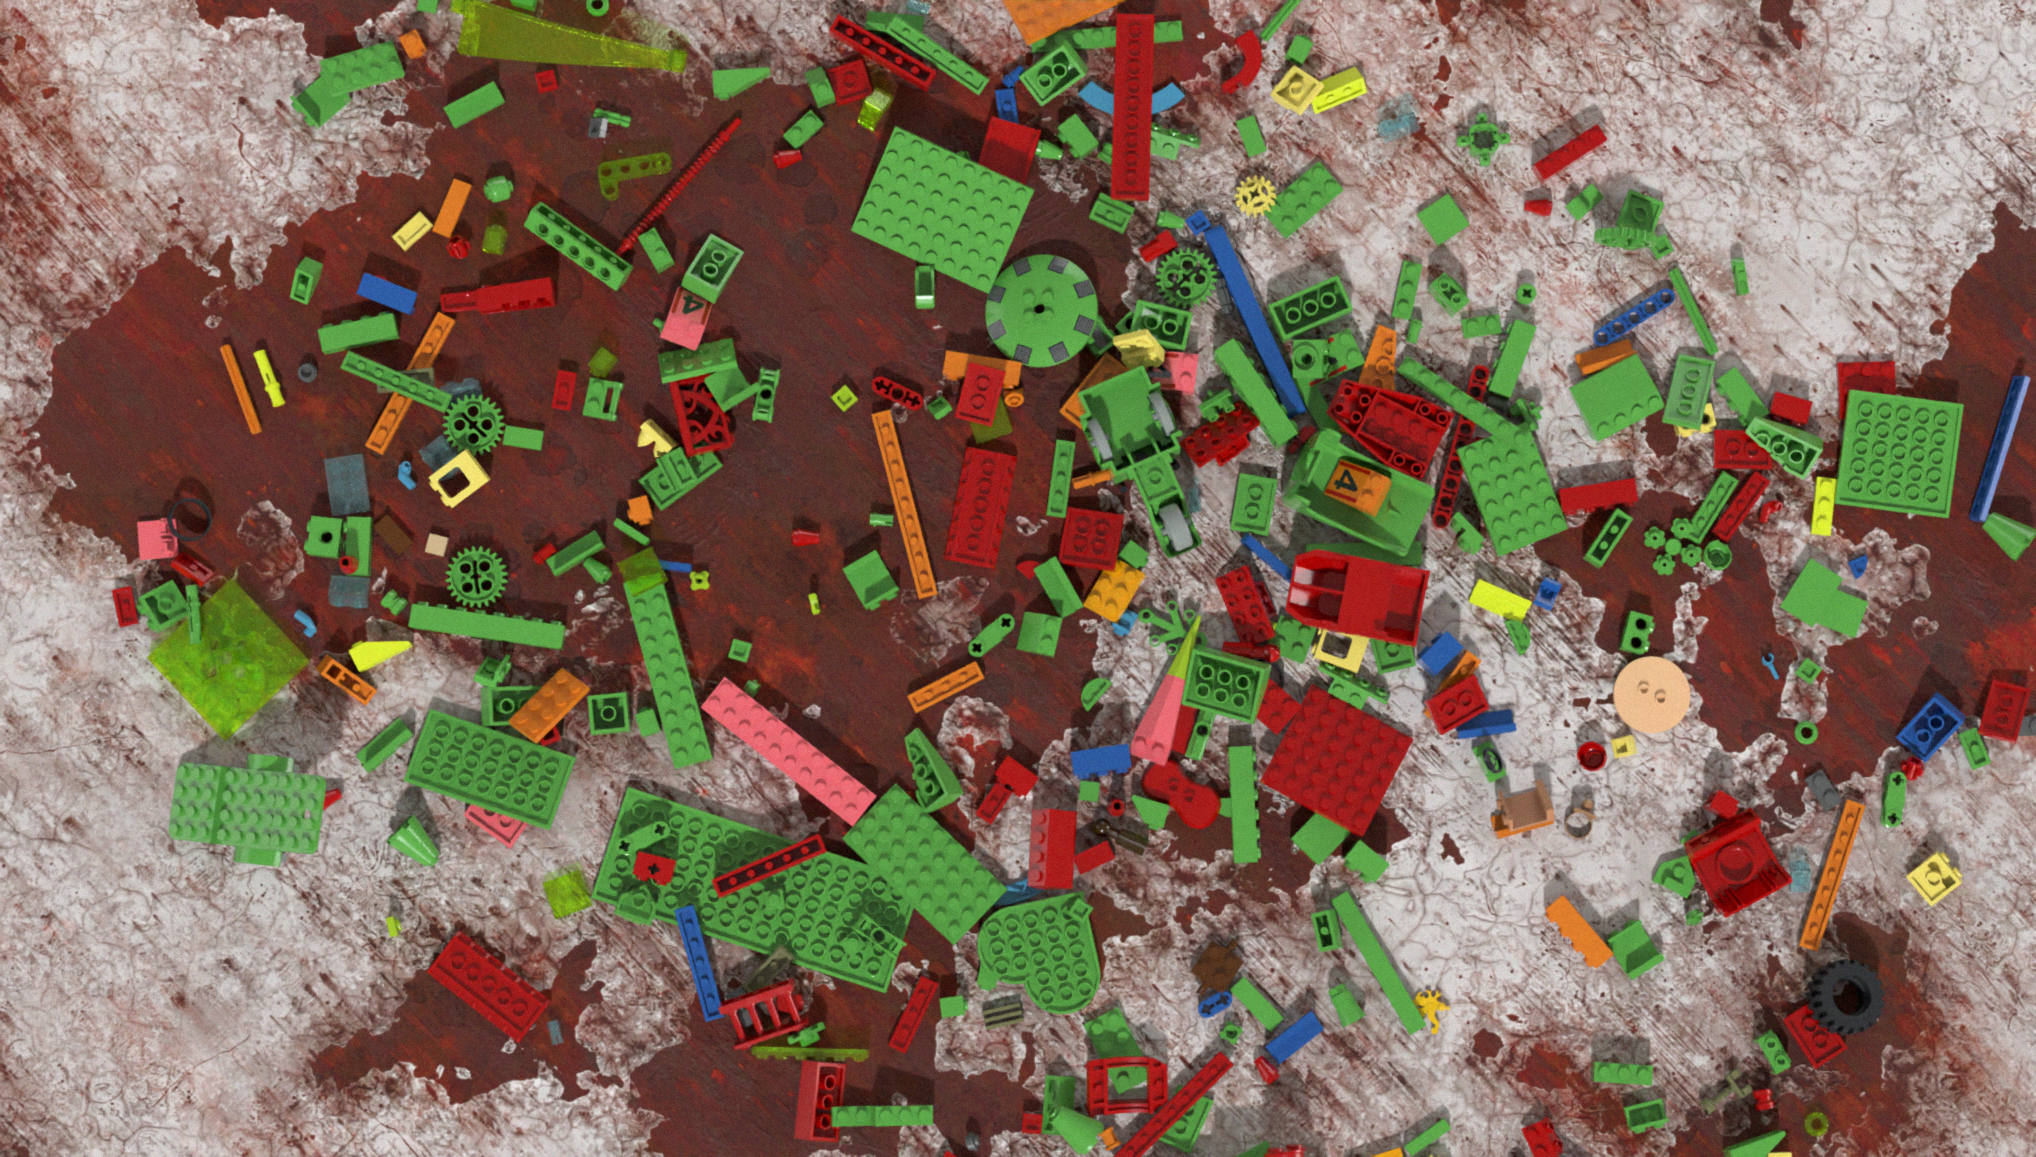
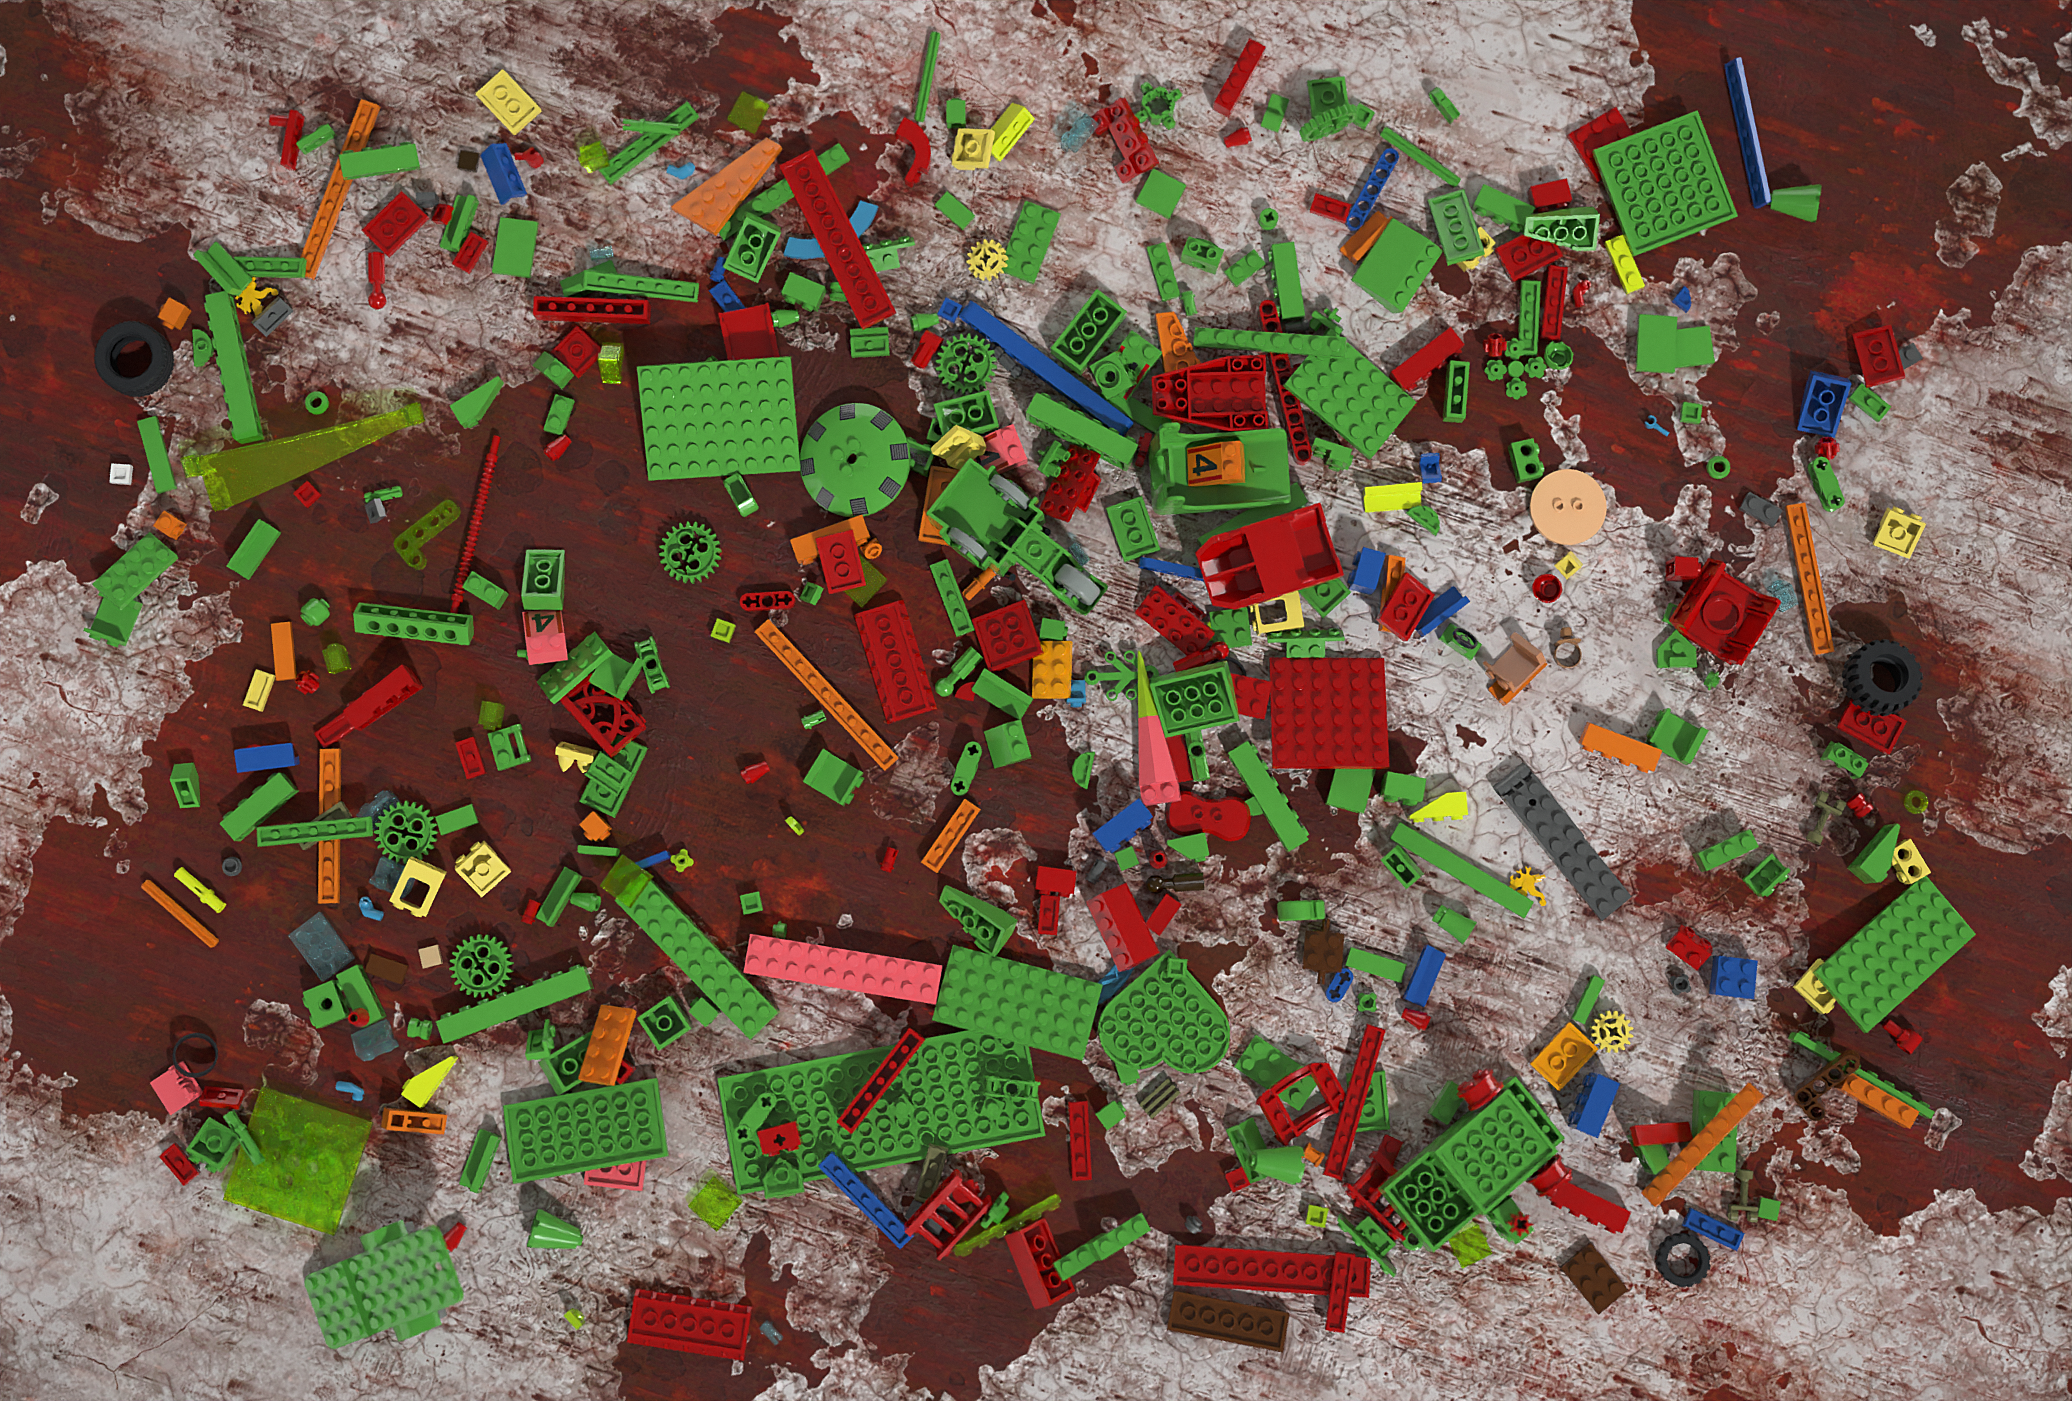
camera: 25 degrees left, 0 degrees up
(522, 492) = (481, 868): none -> light yellow plate
(863, 327) = (706, 559): none -> bright green gear
(878, 680) = (889, 859): none -> red pin
(1033, 546) = (960, 669): none -> bright green piece
(1055, 788) = (1095, 872): none -> dark grey pin
(1217, 920) = (1301, 910): none -> bright green animal
(1397, 899) = (1447, 805): none -> neon yellow slope
(1441, 154) = (1129, 138): none -> red bracket
(1481, 986) = (1562, 841): none -> dark grey hinge
(1586, 314) = (1330, 208): none -> red plate
(1665, 515) = (1494, 344): none -> red gear

